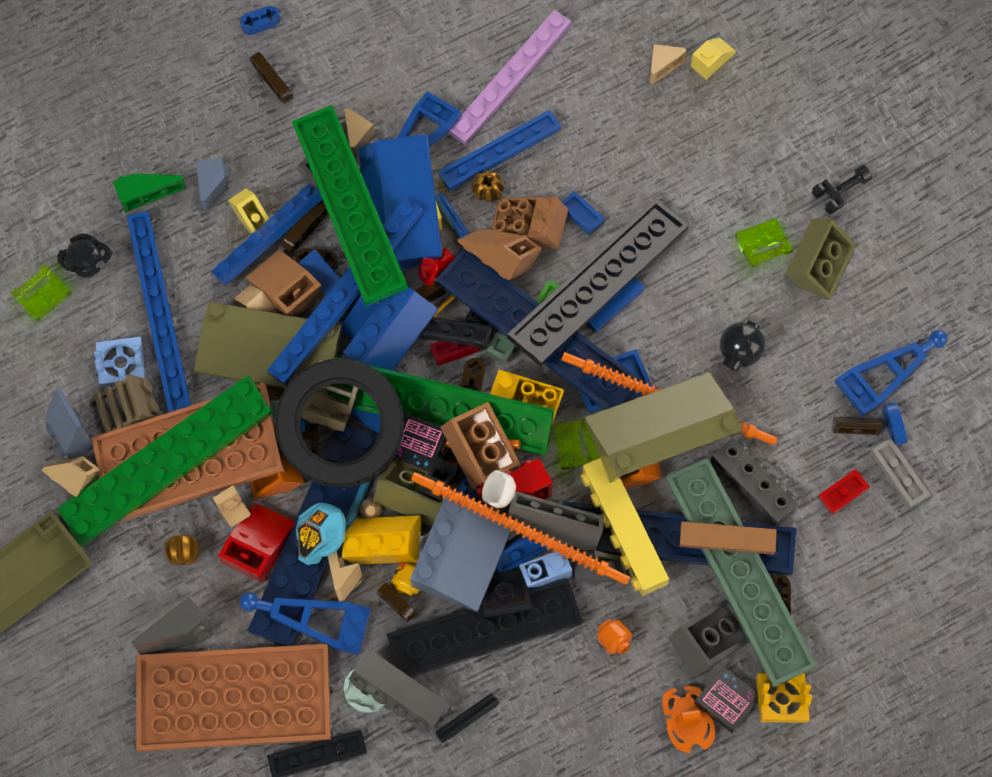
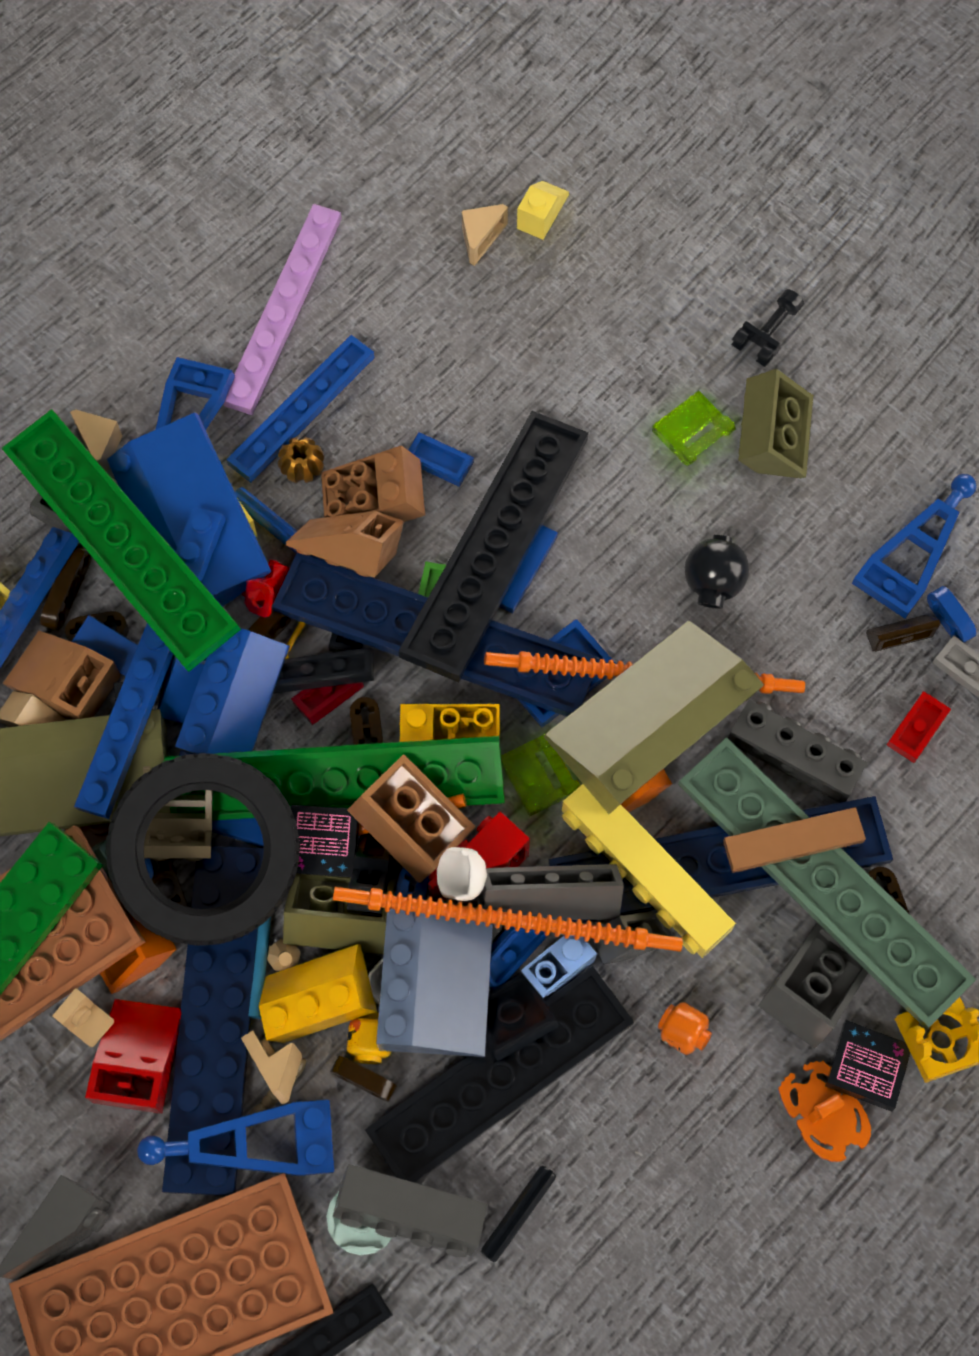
camera: 20 degrees left, 0 degrees up
(181, 550) = (29, 1103): pearl gold piece -> none
(320, 532) = (223, 1015): medium azure helmet -> none
(501, 348) = (392, 673): sand green plate -> none

